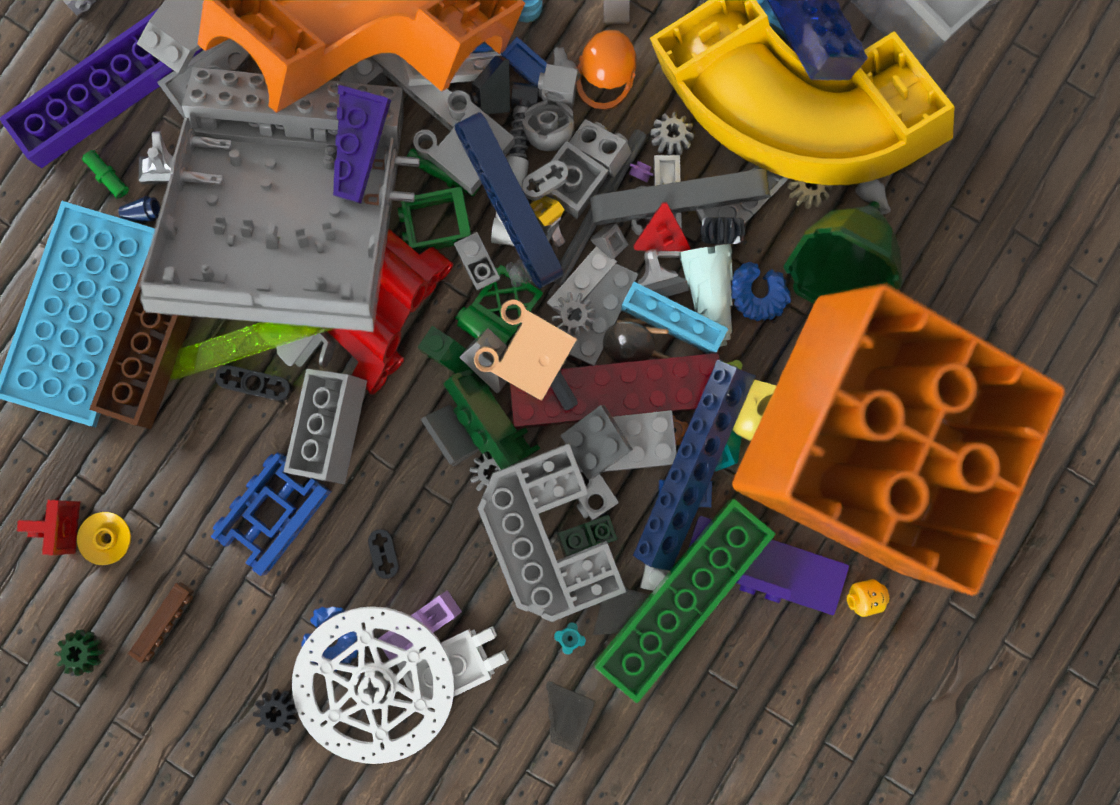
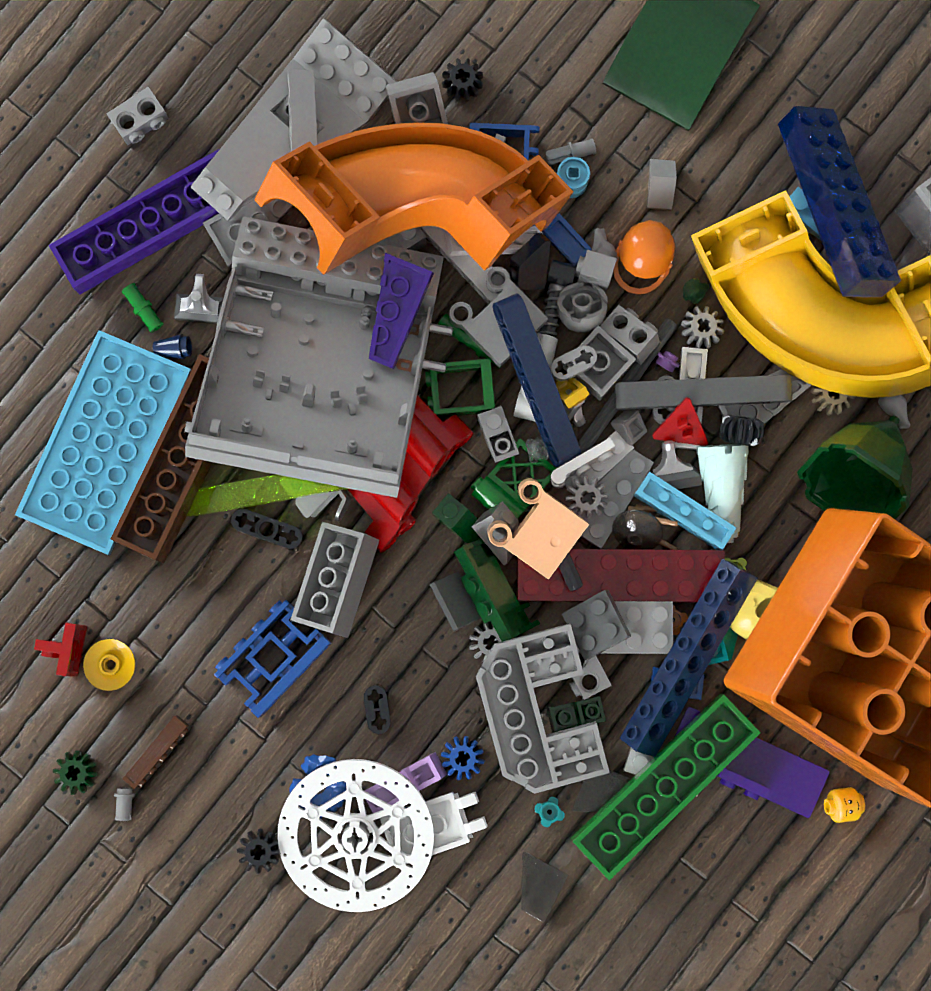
camera: 10 degrees right, 0 degrees up
(133, 679) = (124, 803): none -> light grey pin
(466, 589) = (470, 761): none -> blue gear
(565, 280) = (581, 464): none -> white plate
(660, 98) = (694, 290): none -> clear green plate
(754, 307) = (767, 509): blue piece -> none

